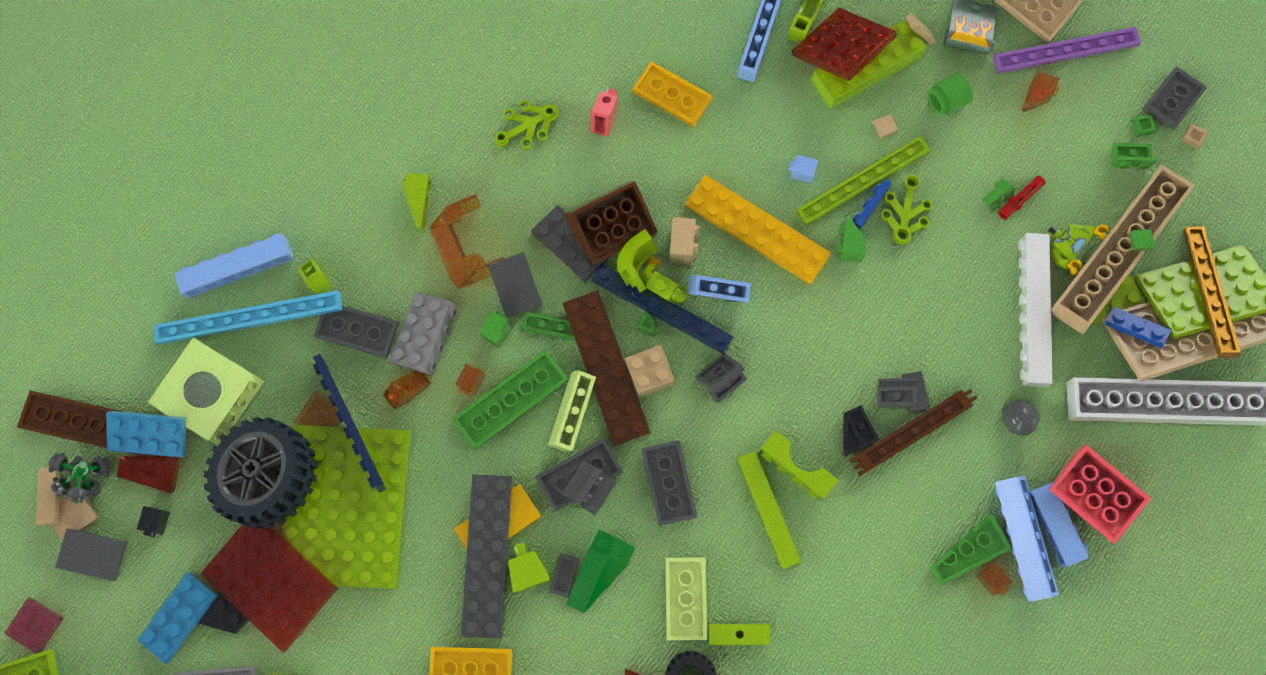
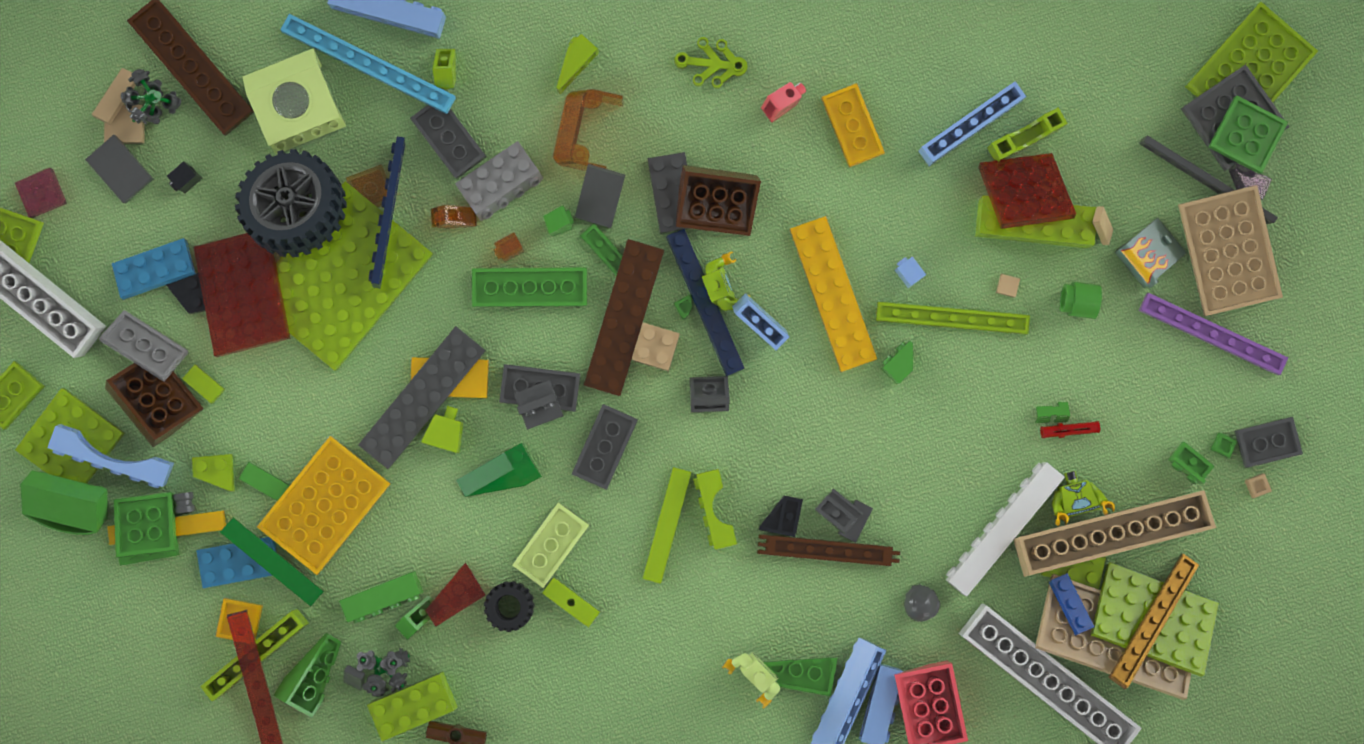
camera: 30 degrees right, 10 degrees up
(146, 434) = (223, 103): dark azure plate -> none
(154, 472) = (210, 138): clear red wing -> none
(564, 575) = (471, 457): dark grey tile -> none
(571, 411) = (570, 333): yellowish green brick -> none
(633, 255) = (711, 243): lime arch -> none
(683, 241) = (762, 259): tan brick -> none
(870, 204) = (940, 343): blue plate -> none
(905, 213) = (964, 371): lime plant -> none
(941, 574) = (757, 674): none -> yellowish green torso
(994, 579) = (798, 709): clear orange brick -> none
(1041, 90) = (1161, 353): clear orange slope -> none
(1142, 240) = (1132, 539): bright green tile -> none

